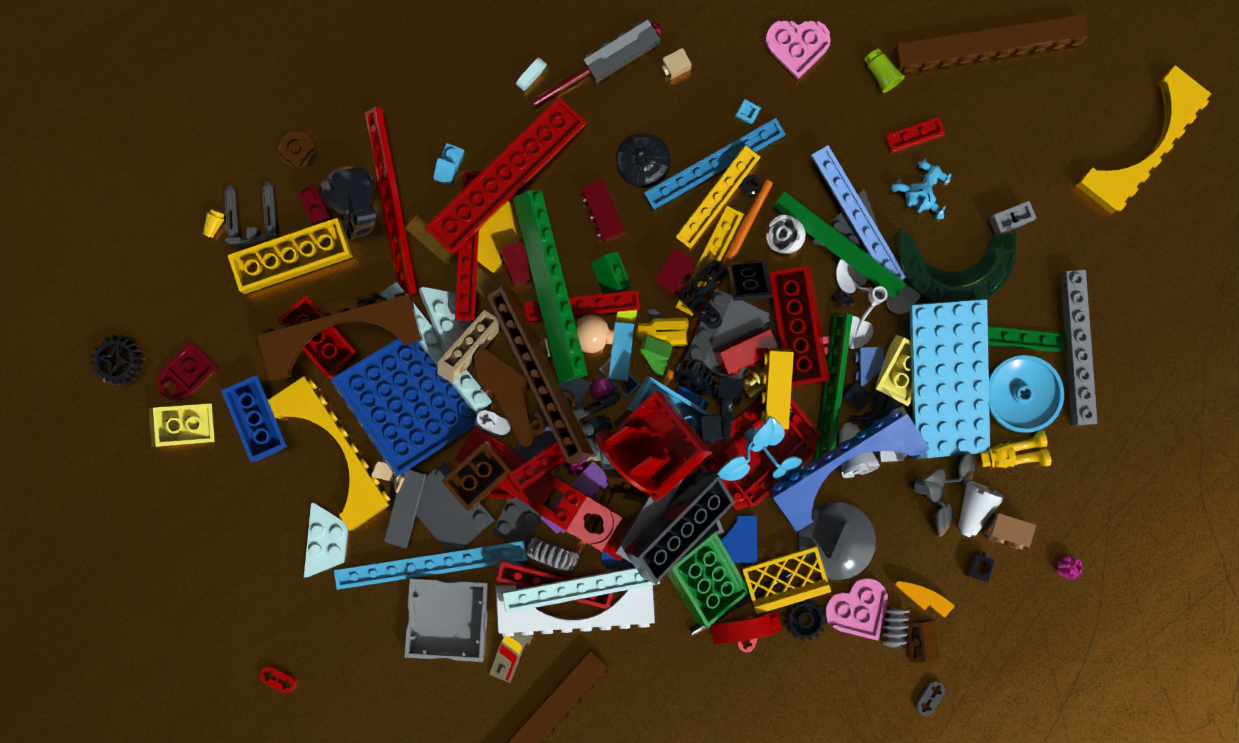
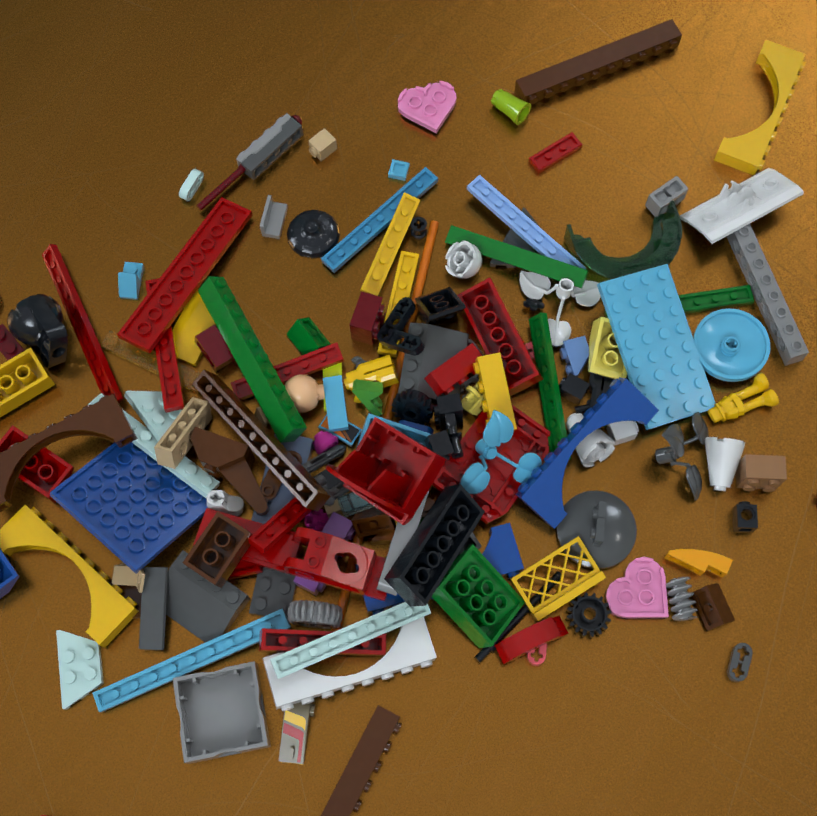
camera: 15 degrees left, 15 degrees down
(602, 211) = (286, 284): dark red brick -> none
(606, 134) = (273, 218): none -> light grey panel
(921, 194) = (577, 197): medium azure piece -> none
(1085, 247) = (742, 204): none -> white hinge

